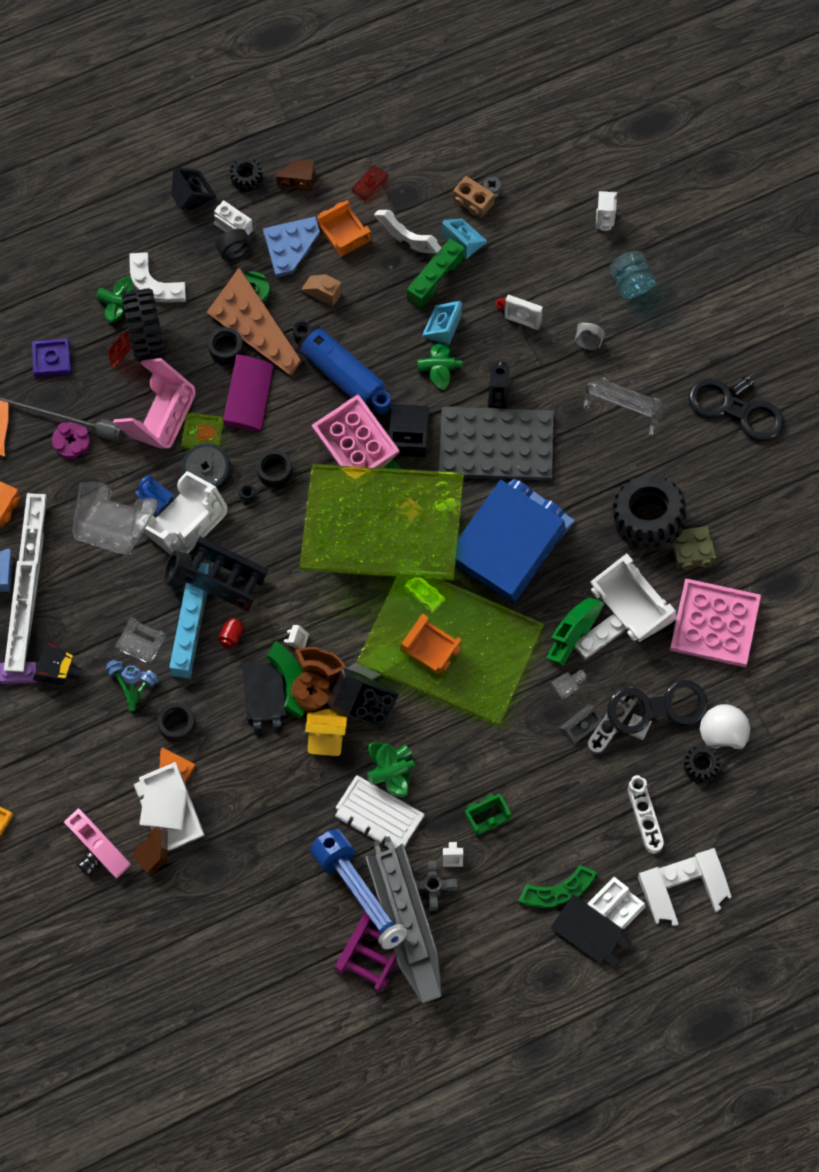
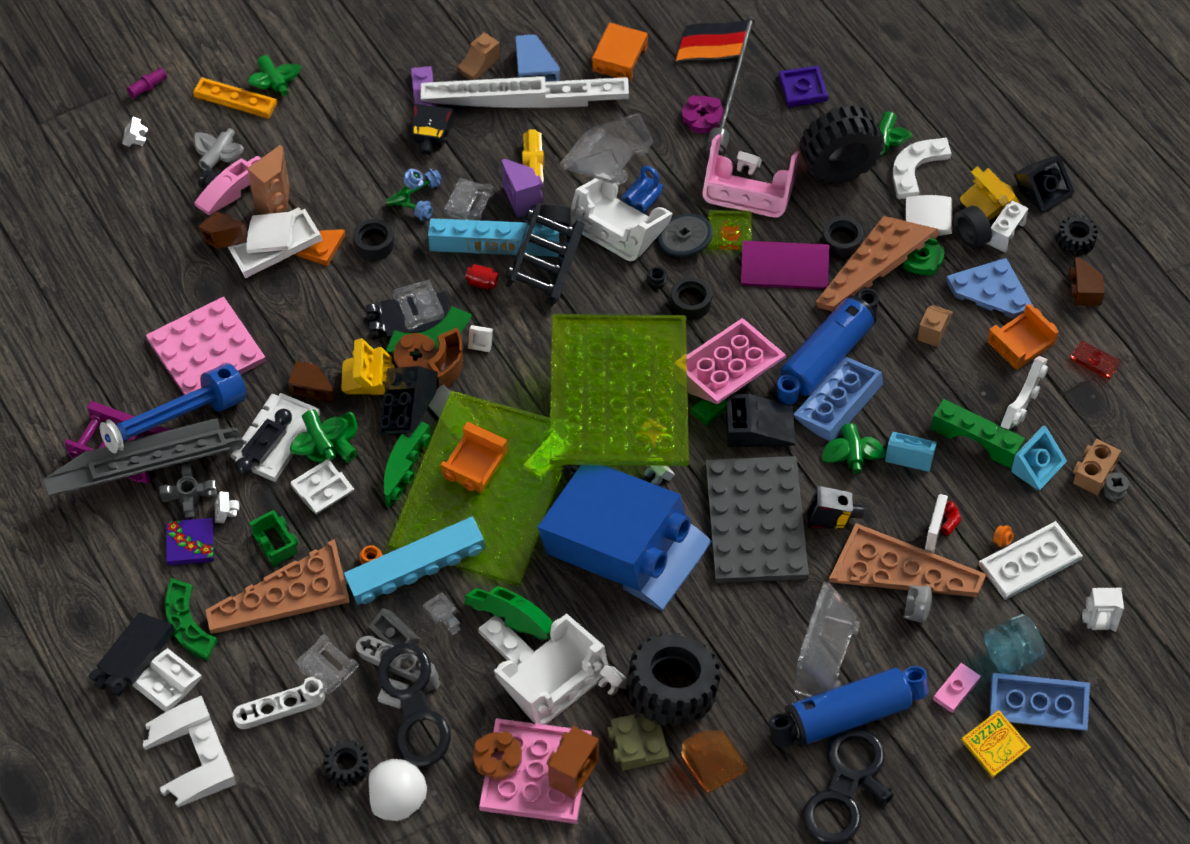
camera: 85 degrees right, 10 degrees down
(16, 937) = (133, 132): none -> white tile
(48, 858) = (216, 149): none -> light grey plant
(104, 582) = (533, 153): none -> yellow piece
(115, 800) = (270, 183): none -> nougat slope
(132, 406) = (750, 160): none -> white tile
(141, 591) = (521, 186): none -> medium lavender slope
(200, 229) = (988, 193): none -> yellow piece
(209, 278) = (930, 211): none -> white slope
(258, 678) = (425, 302): none -> clear plate
(277, 872) = (204, 342): none -> bright pink plate
(328, 780) = (310, 383): none -> reddish brown slope
(391, 819) = (263, 442): none -> black plate
(399, 376) = (839, 398): none -> medium blue slope
(428, 711) = (400, 464): none -> green slope
(436, 775) = (321, 486): none -> white slope
(481, 886) = (190, 541): none -> dark purple tile
(509, 733) = (369, 551): none -> orange plate
(522, 699) = (415, 560): none -> medium azure brick
(530, 270) = (1003, 536): none -> orange plate
(537, 798) = (292, 590): none -> nougat wing
(547, 352) = (890, 563): none -> nougat wing
(550, 257) = (1030, 560): none -> white tile
(613, 782) = (317, 666): none -> clear plate
(640, 556) = (615, 678): none -> white tile
(658, 323) = (956, 688): none -> bright pink plate
(674, 269) = (1040, 701): none -> medium blue slope
(677, 394) = (848, 706): none -> blue piece
(700, 655) = (497, 742): none -> dark orange plate
(709, 302) = (995, 743): none -> yellow tile
(710, 496) = (712, 758): none -> clear orange slope
(723, 586) = (573, 761): none -> dark orange brick

